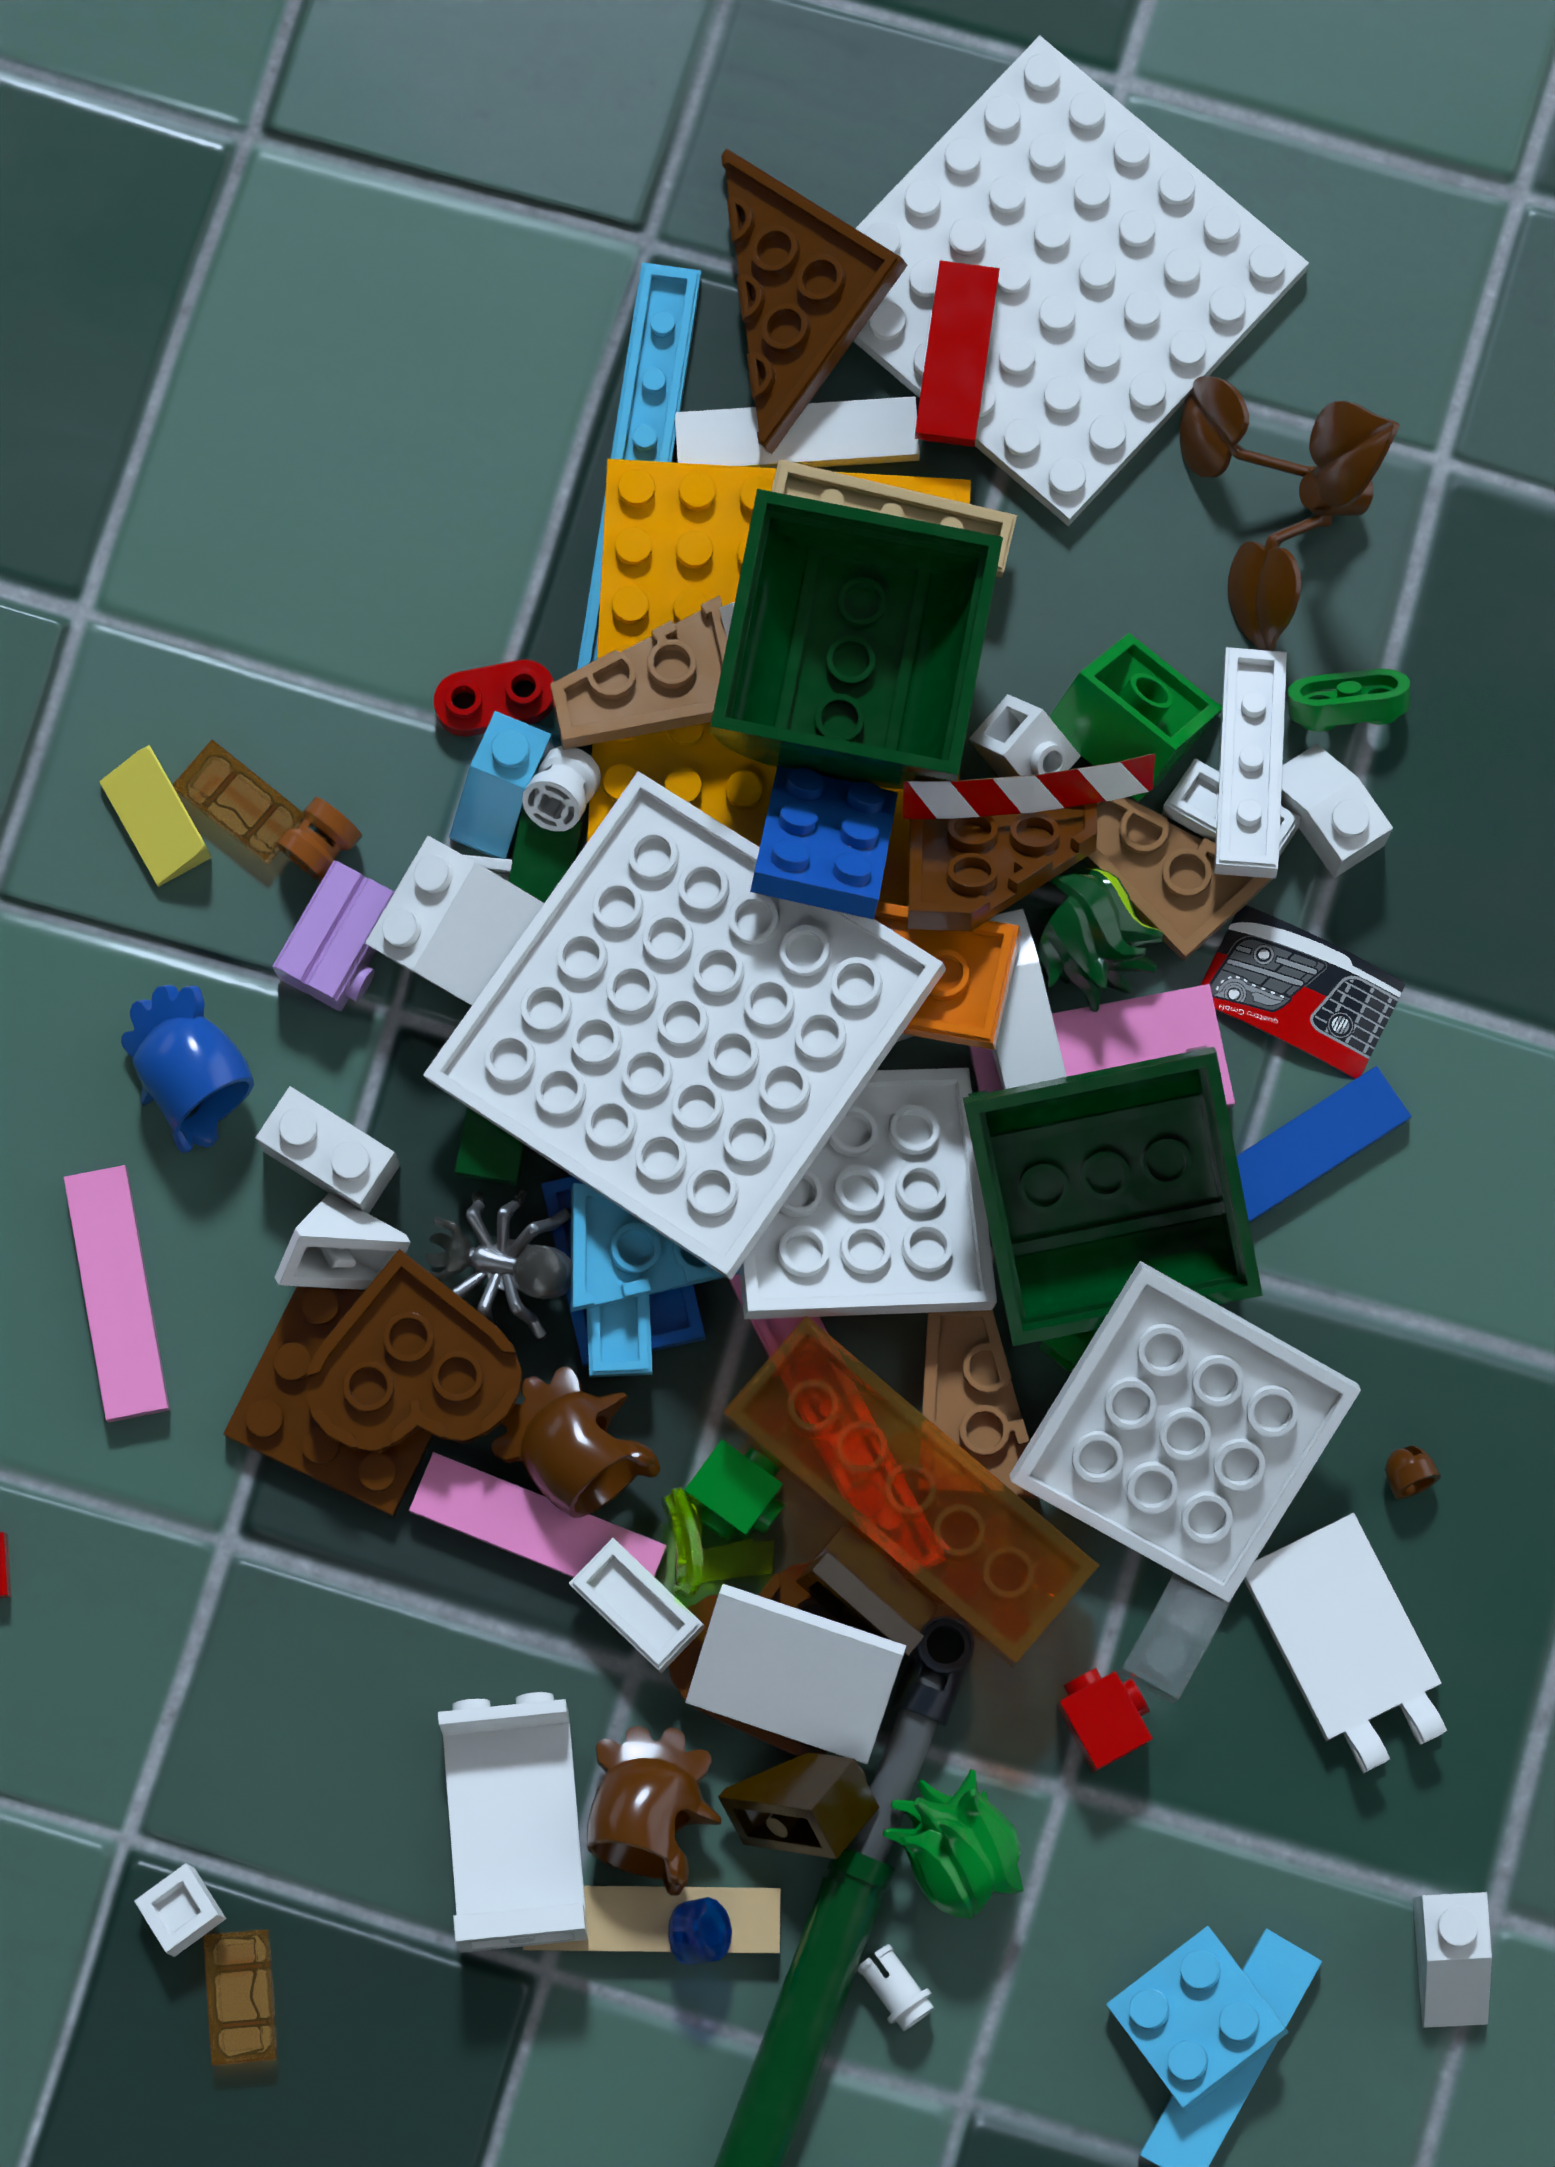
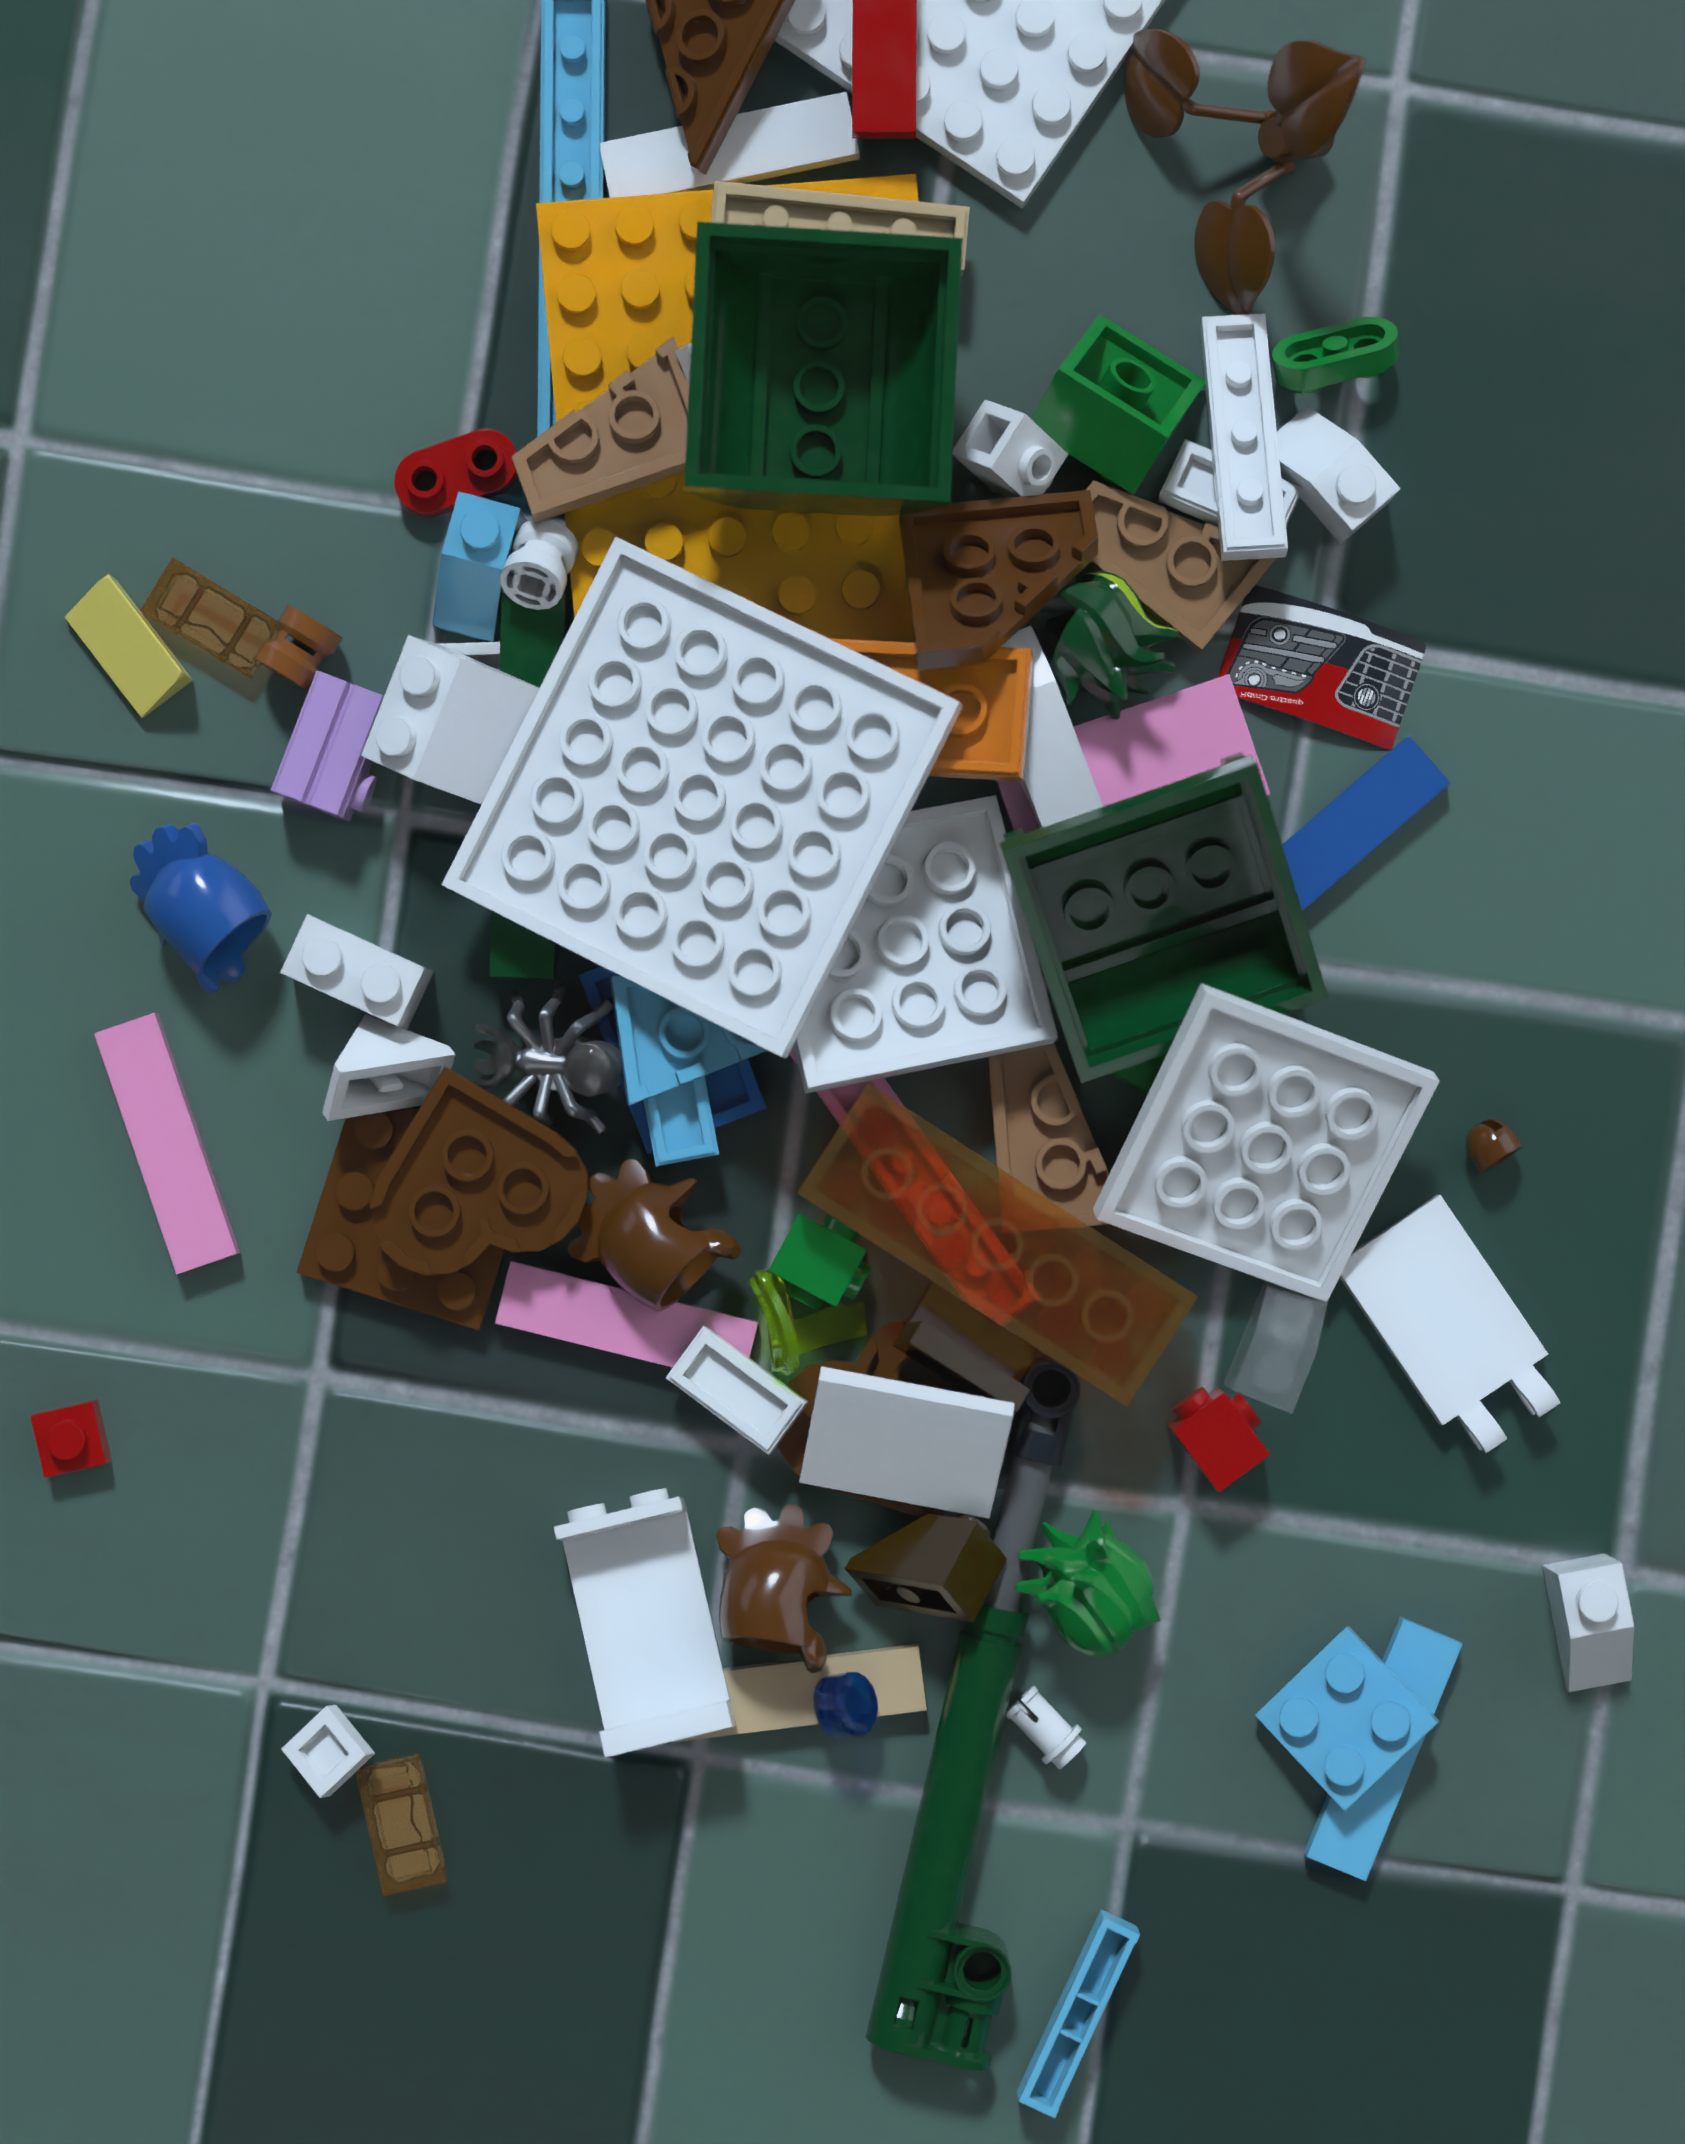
camera: 10 degrees left, 10 degrees up
(825, 842) = (819, 587): blue plate -> none
(1028, 792) = (1020, 505): sticker -> none

